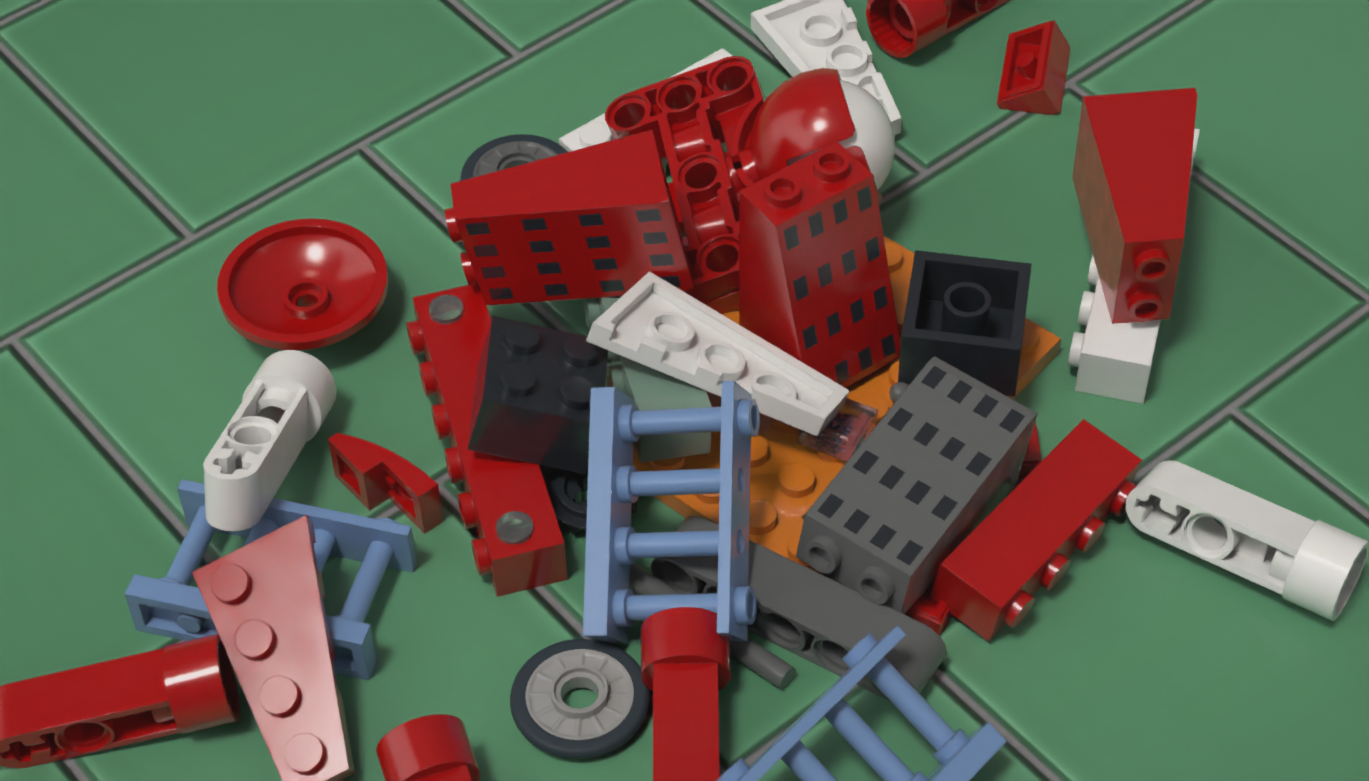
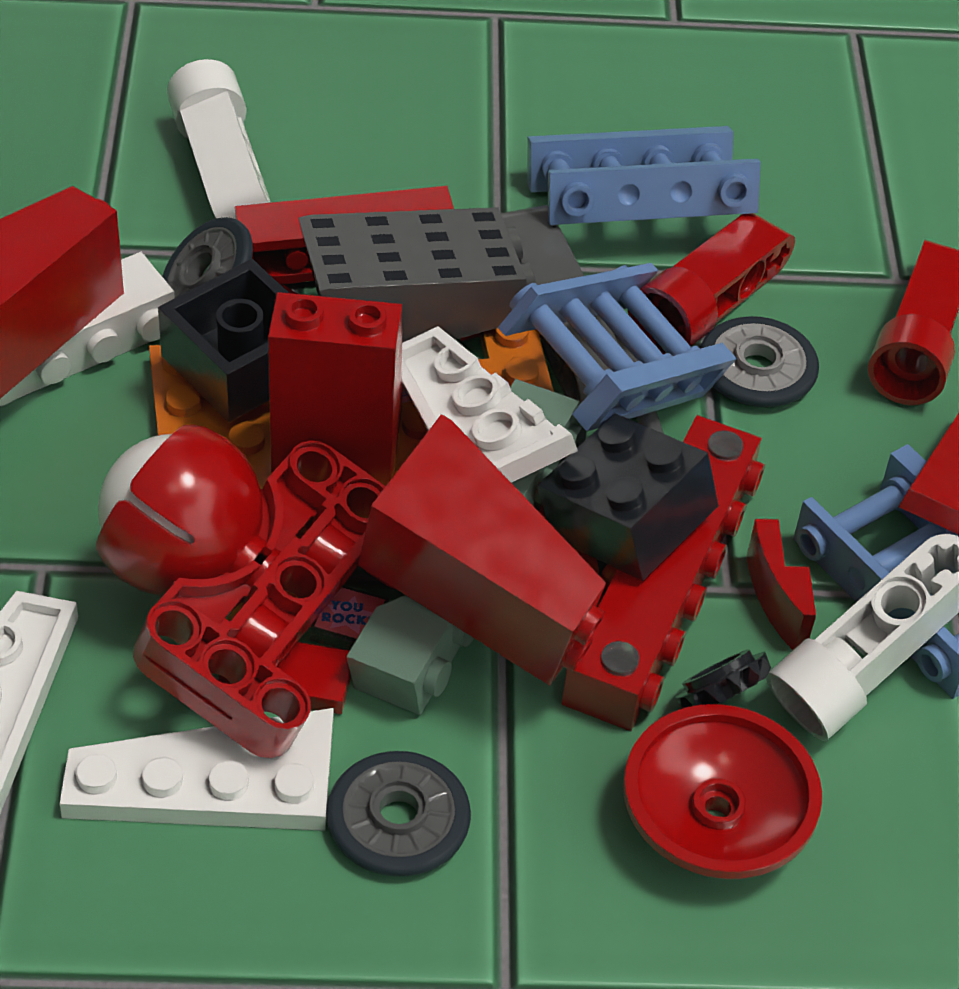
camera: 145 degrees left, 0 degrees up
(371, 342) = (724, 679): none -> black gear
(1095, 406) = (217, 243): none -> dark grey wheel

